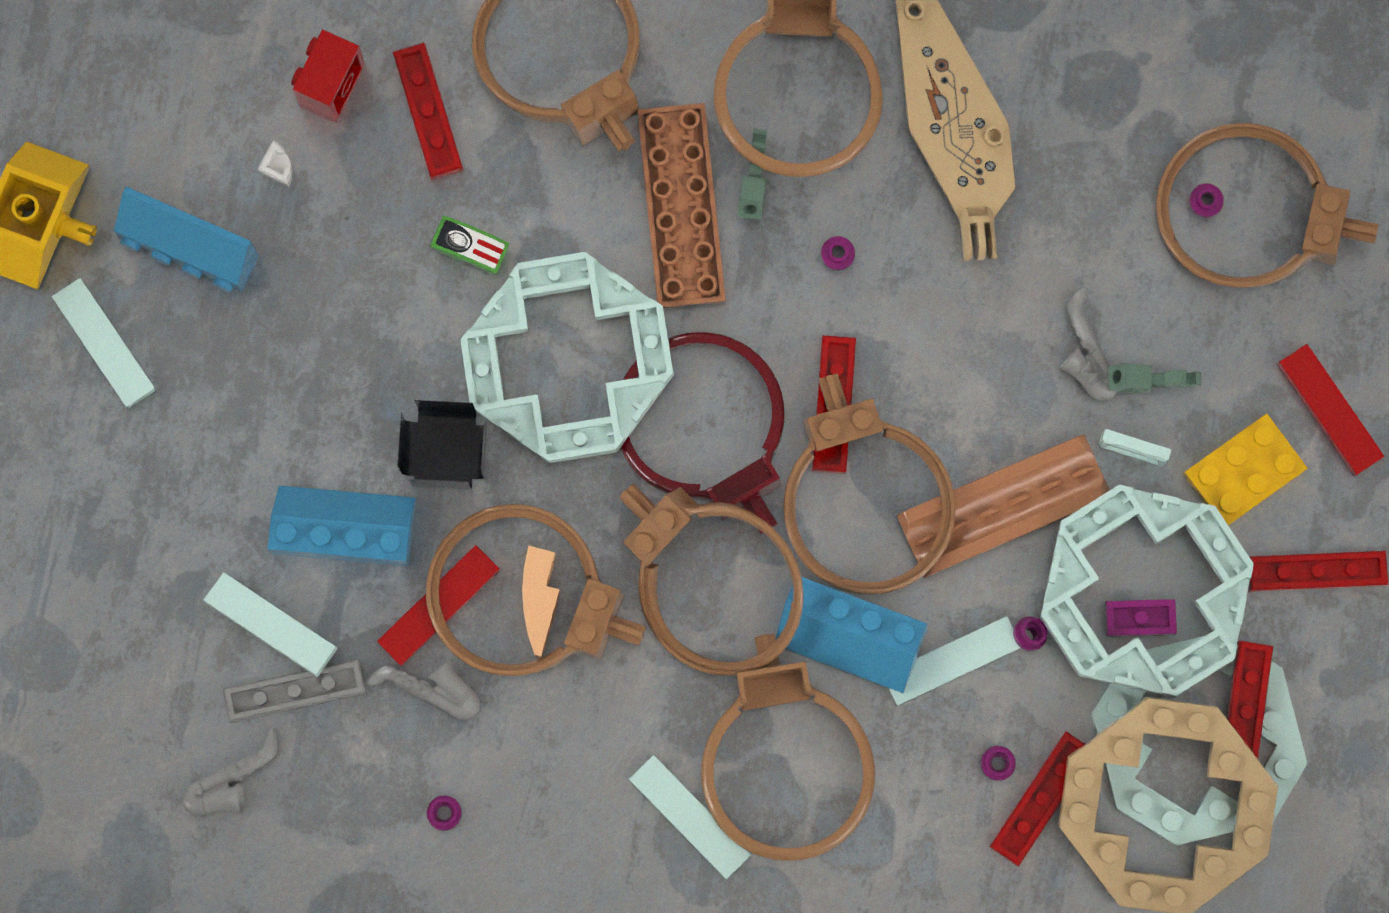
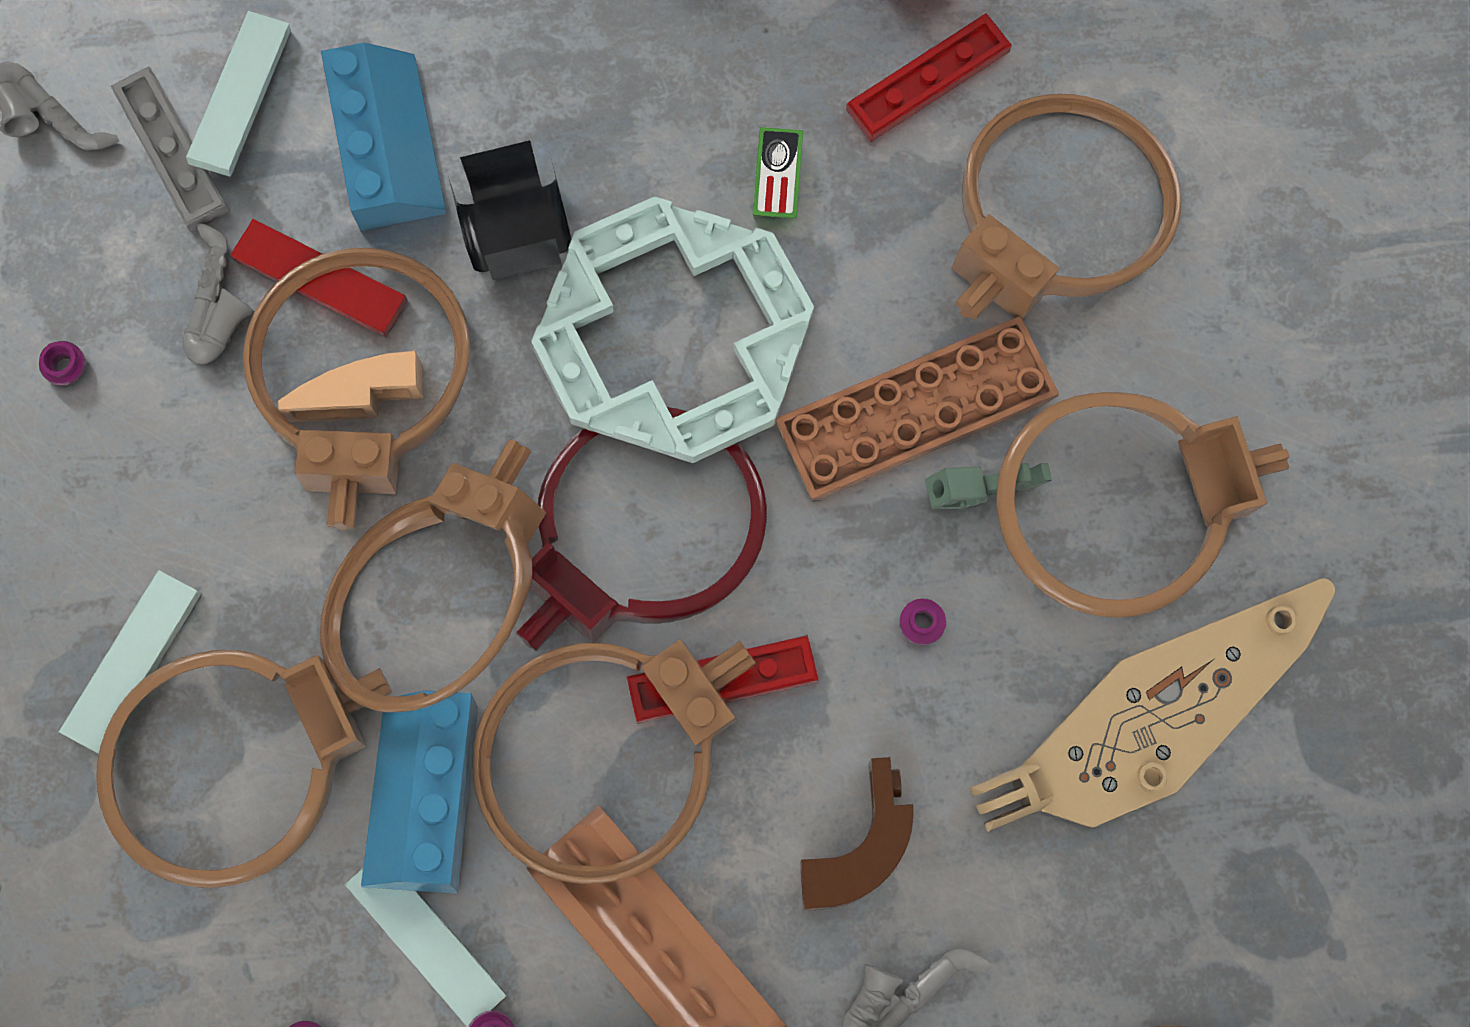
camera: 75 degrees right, 5 degrees down
(991, 339) = (847, 878): none -> reddish brown arch

